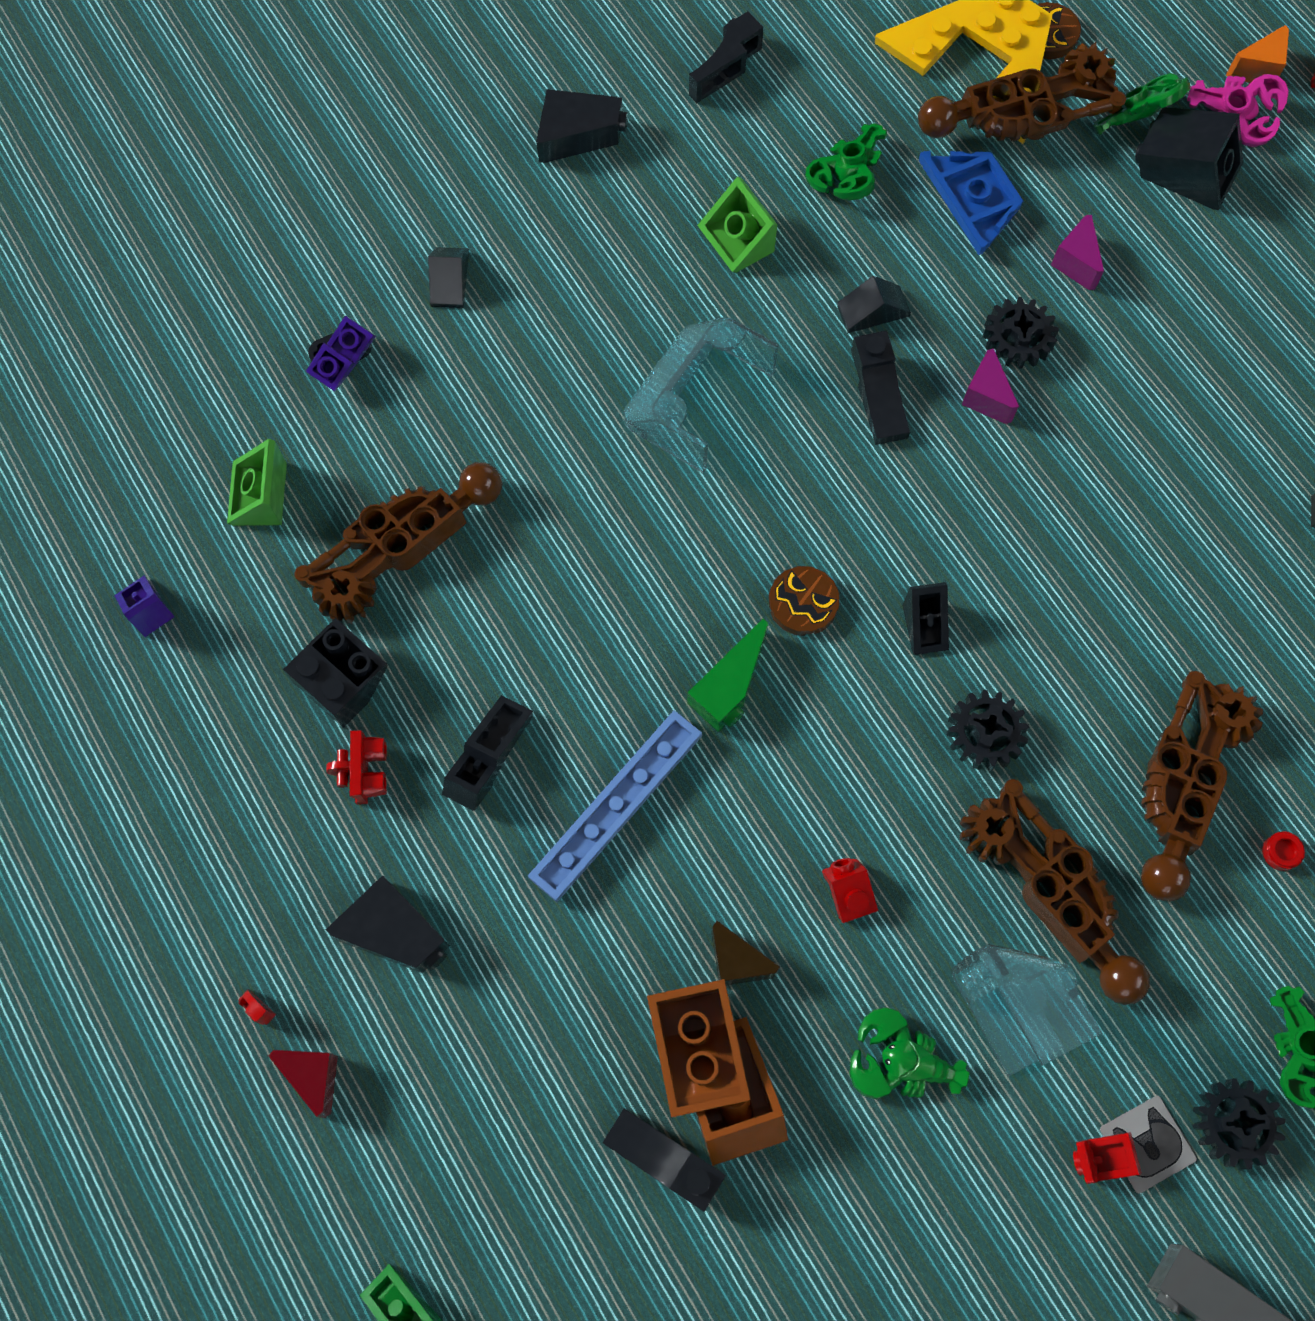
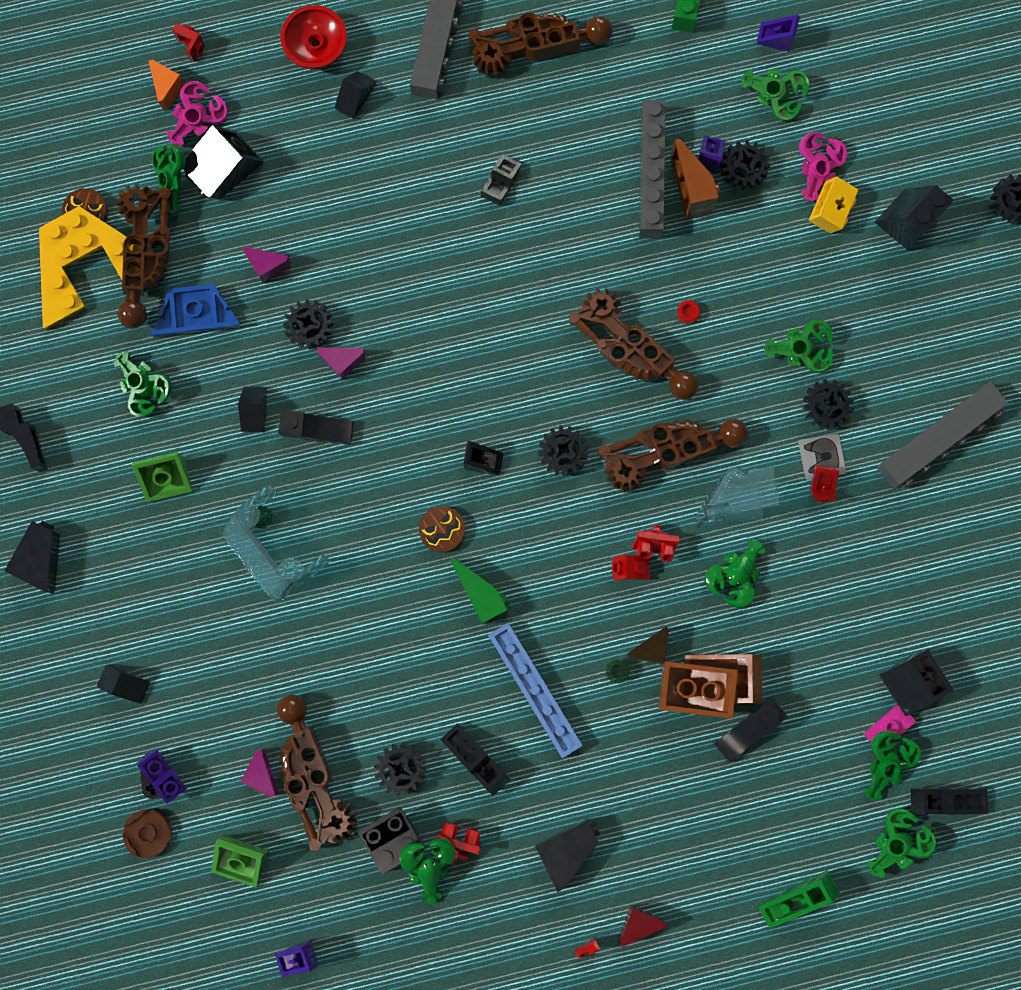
camera: 70 degrees left, 10 degrees up
(262, 368) = (147, 833): none -> reddish brown tile
(308, 734) = (429, 870): none -> green animal
(380, 474) = (260, 775): none -> magenta slope
(432, 641) = (405, 759): none -> black gear
(685, 920) = (617, 671): none -> clear green plate
(730, 363) = (265, 518): none -> clear green plate
(903, 912) = (656, 542): none -> red hips

